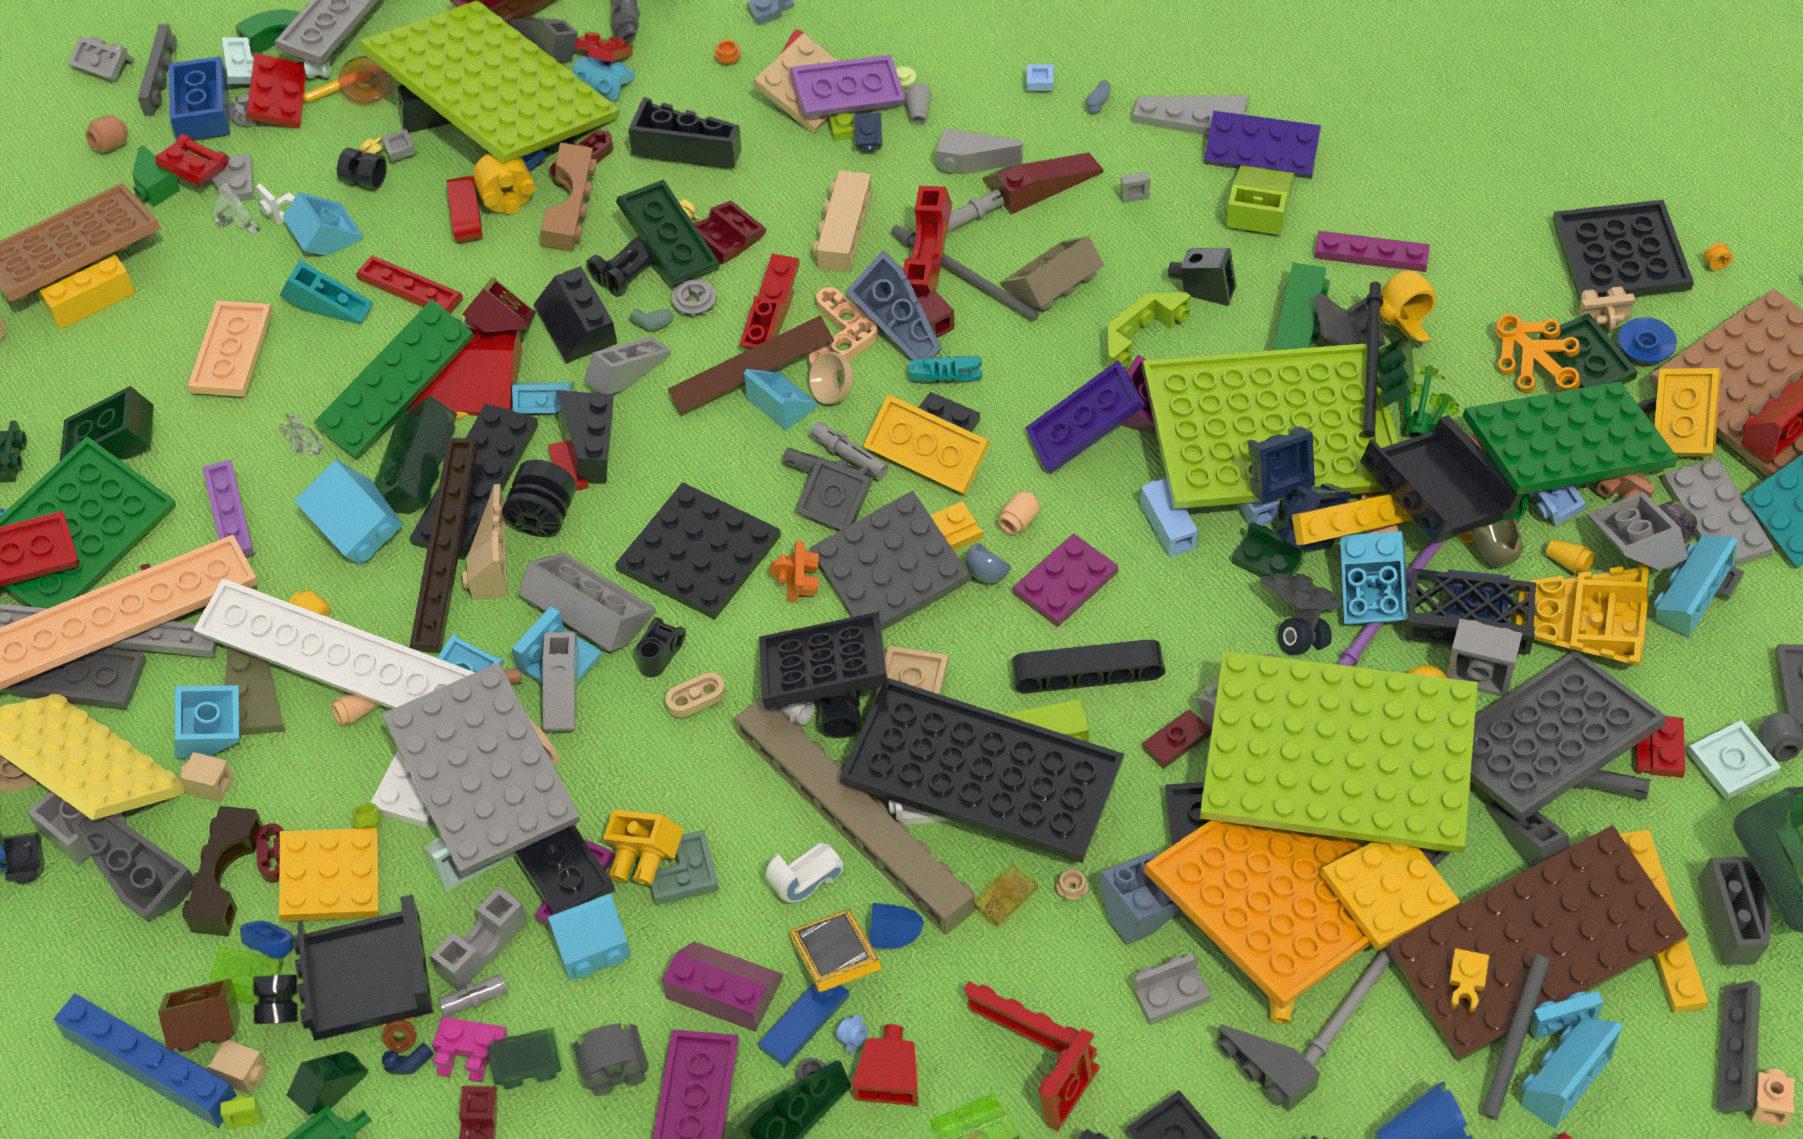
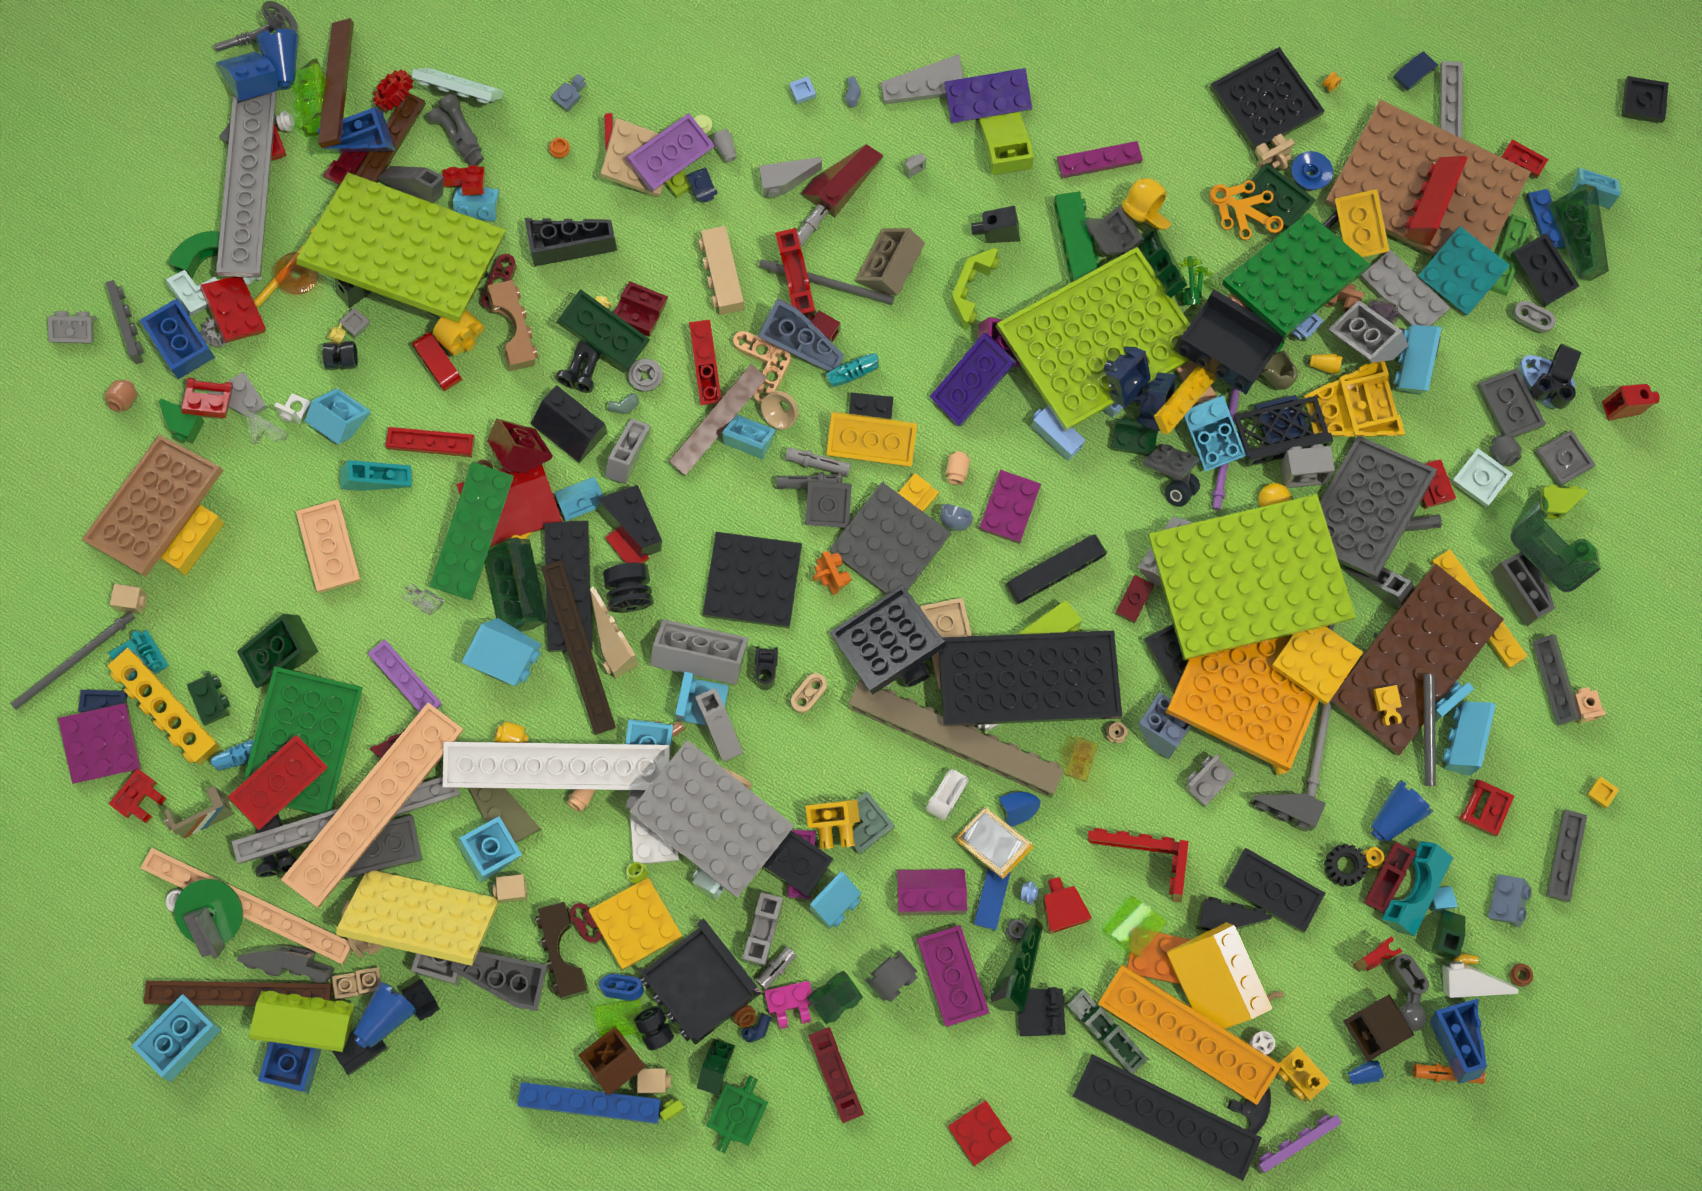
camera: 30 degrees left, 20 degrees up
(1374, 301) = (1128, 211): black bar -> none

